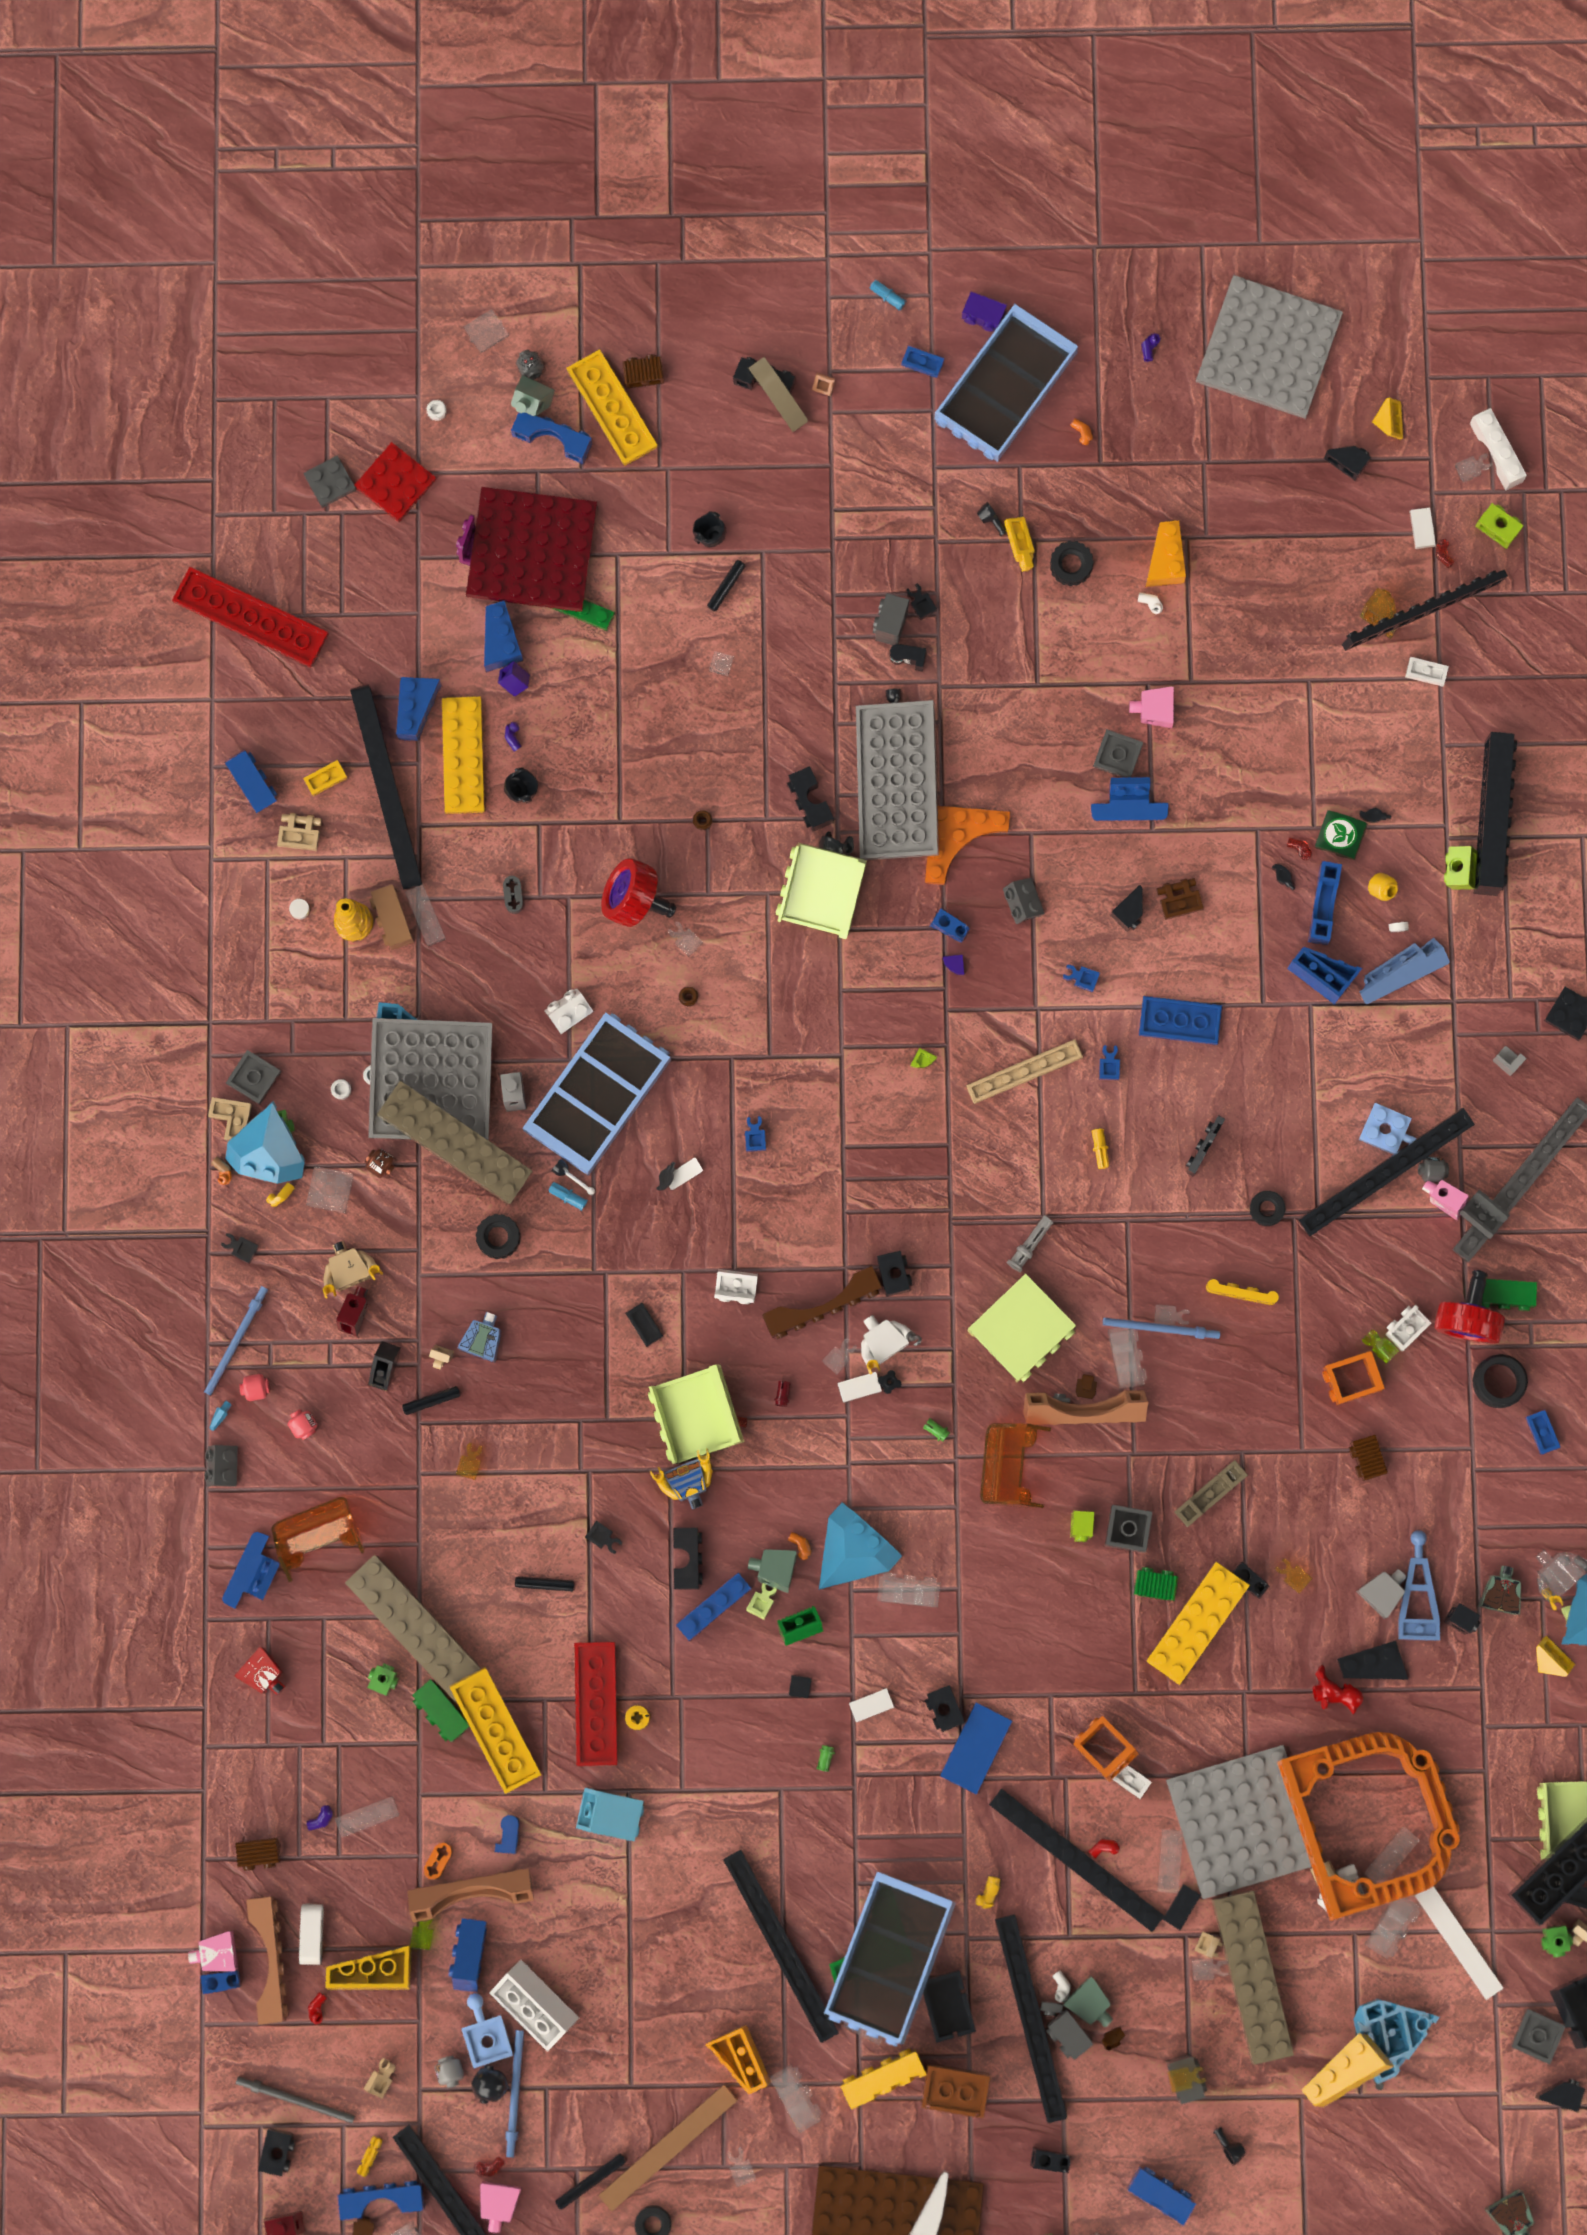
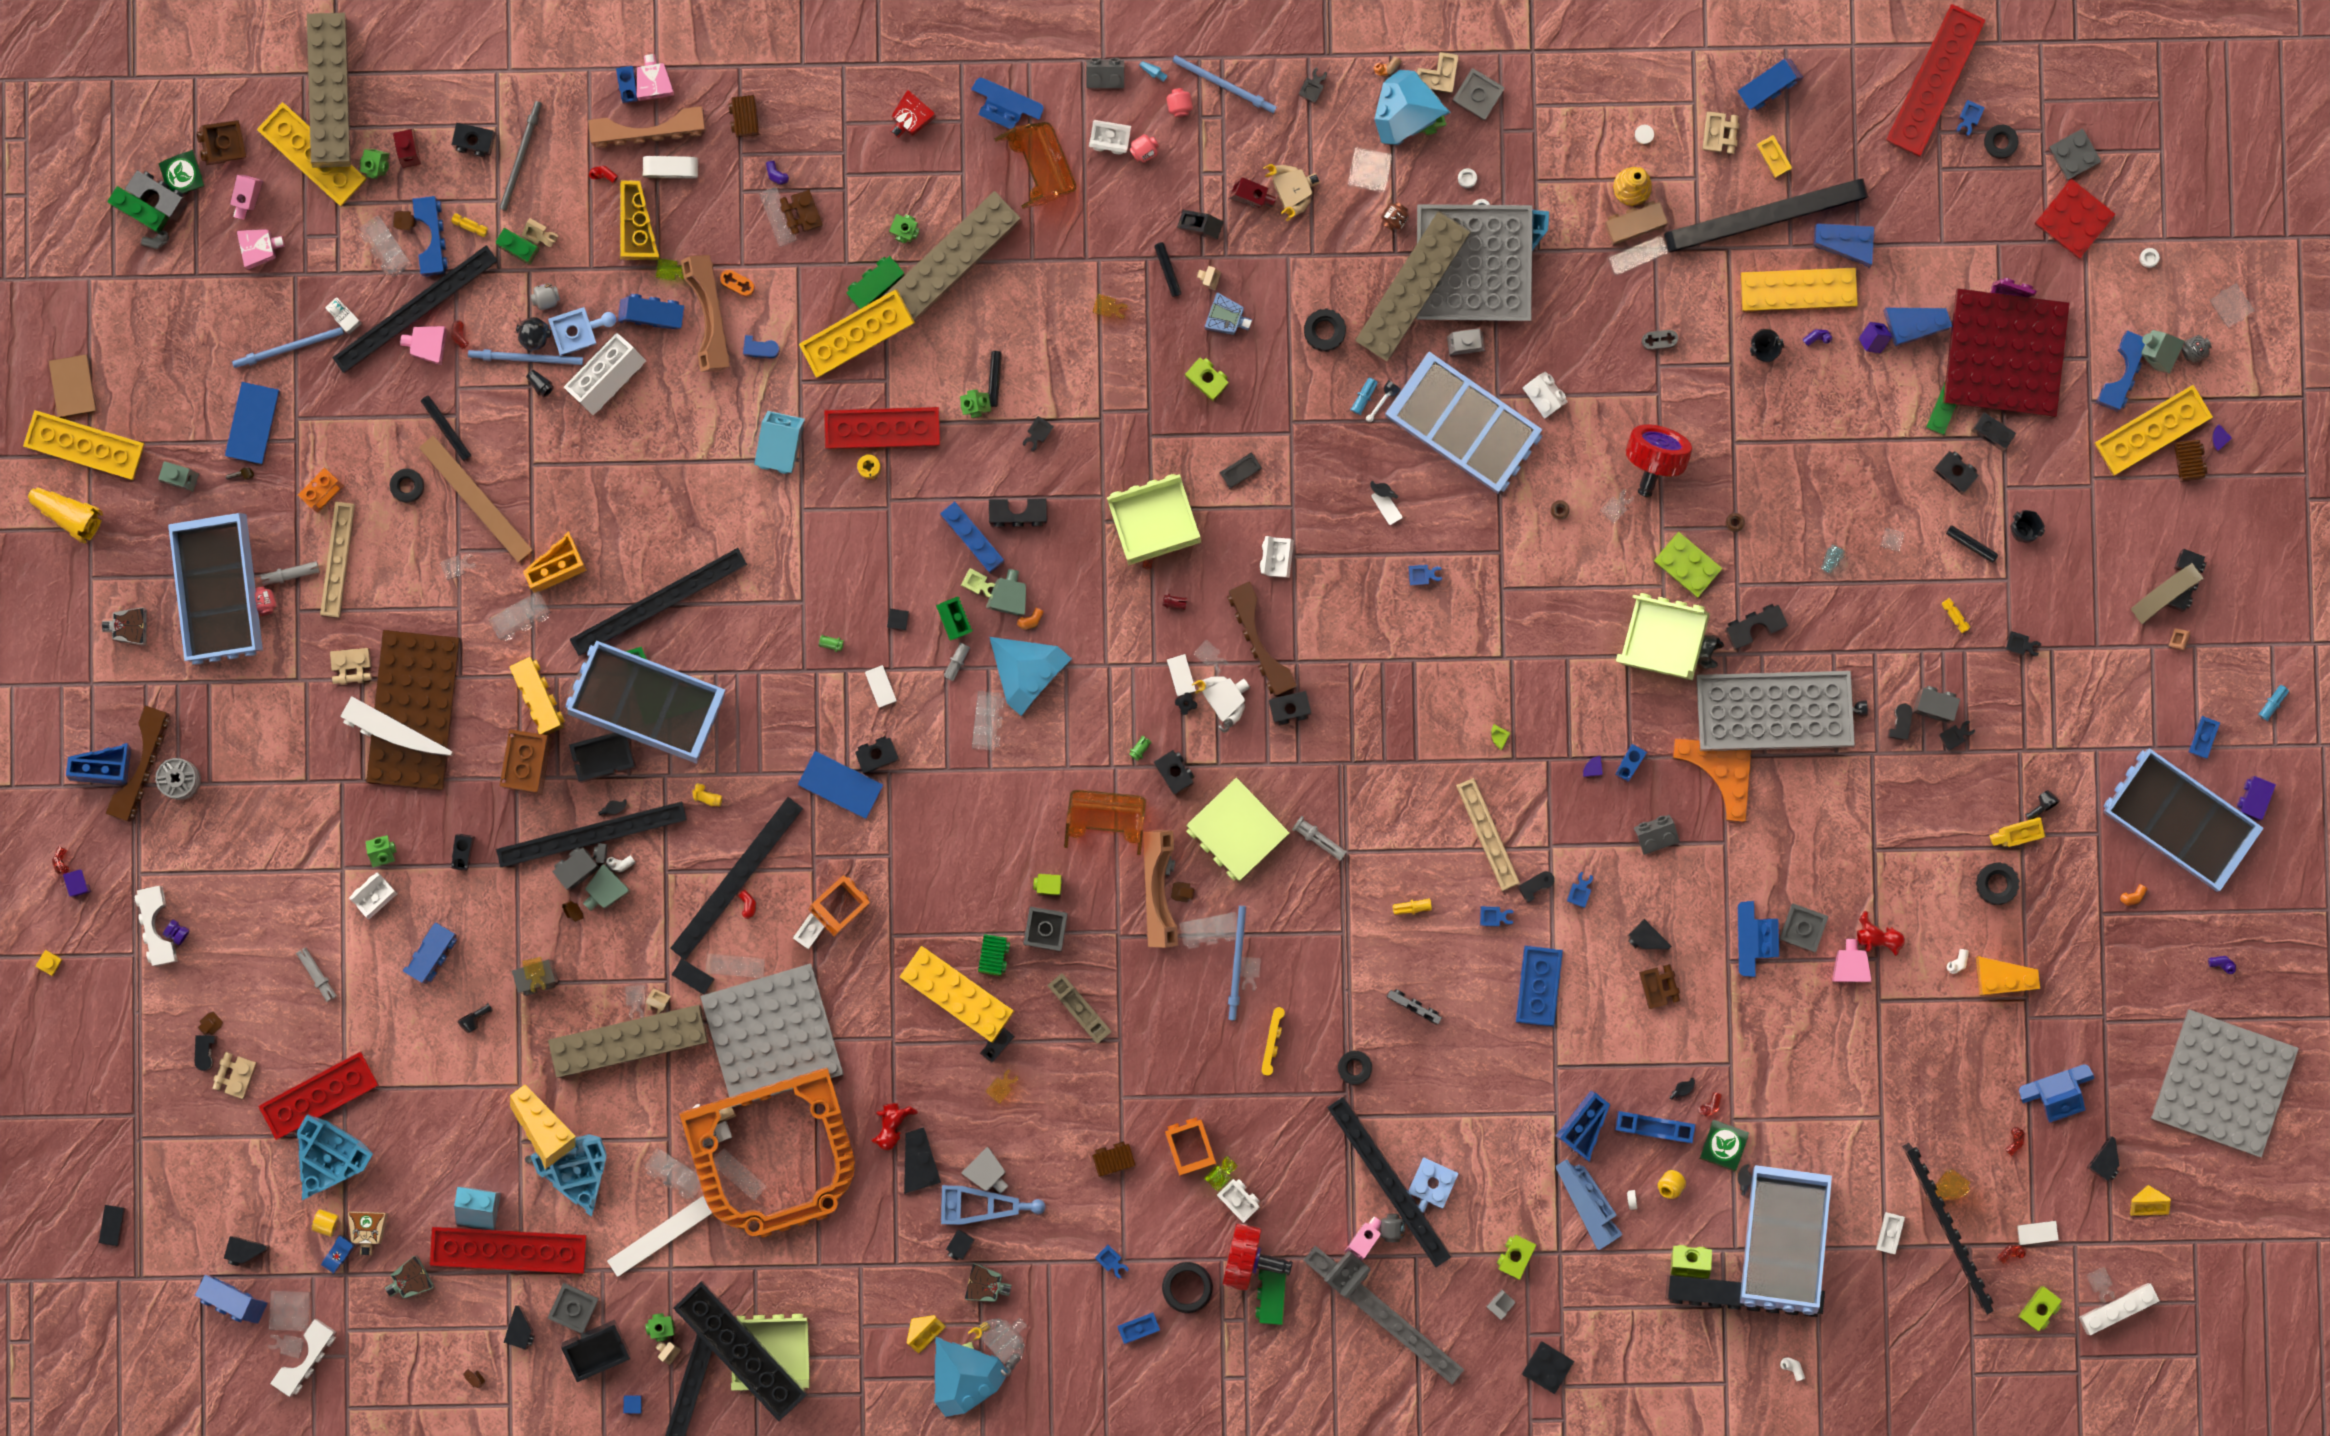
camera: 90 degrees right, 5 degrees up
(282, 1195) = (1363, 124): yellow arm -> none
(287, 582) = (1970, 114): none -> blue plate
(289, 1460) = (1110, 137): none -> white bracket
(323, 561) = (2005, 130): none -> black tyre
(361, 1786) = (805, 210): none -> reddish brown plate
(394, 2103) = (517, 246): none -> green brick
(544, 2076) = (540, 383): none -> black cone
(559, 1355) = (1212, 389): none -> lime brick
(571, 1603) = (975, 403): none -> bright green brick
(612, 562) = (1993, 432): none -> black brick
(620, 343) = (2220, 437): none -> dark purple tile
(650, 611) = (1945, 467): none -> black brick
(686, 1480) = (1091, 511): torso -> none
(740, 723) = (1832, 558): none -> clear light blue cone
(745, 868) = (1687, 564): none -> lime plate
(799, 602) = (1955, 615): none -> yellow axle
(828, 539) = (2019, 644): none -> black plate
(845, 1624) = (956, 661): none -> light grey axle
(952, 1402) = (1177, 783): none -> black brick
(1001, 1994) = (613, 807): none -> black piece
(1076, 1023) = (1541, 881): none -> black leg
(1126, 686) = (1873, 936): none -> red animal
(1281, 505) = (2059, 1092): none -> plate
(1331, 546) = (2018, 1141): none -> clear red arm
(1433, 2142) = (476, 1208): none -> medium azure slope
(1439, 770) = (1785, 1240): none -> clear smoke window
(1470, 1041) = (1516, 1268): none -> lime brick
(1472, 1462) = (1109, 1259): none -> blue plate
(1477, 2108) = (508, 1250): none -> red plate
(1563, 768) = (1794, 1366): none -> white arm

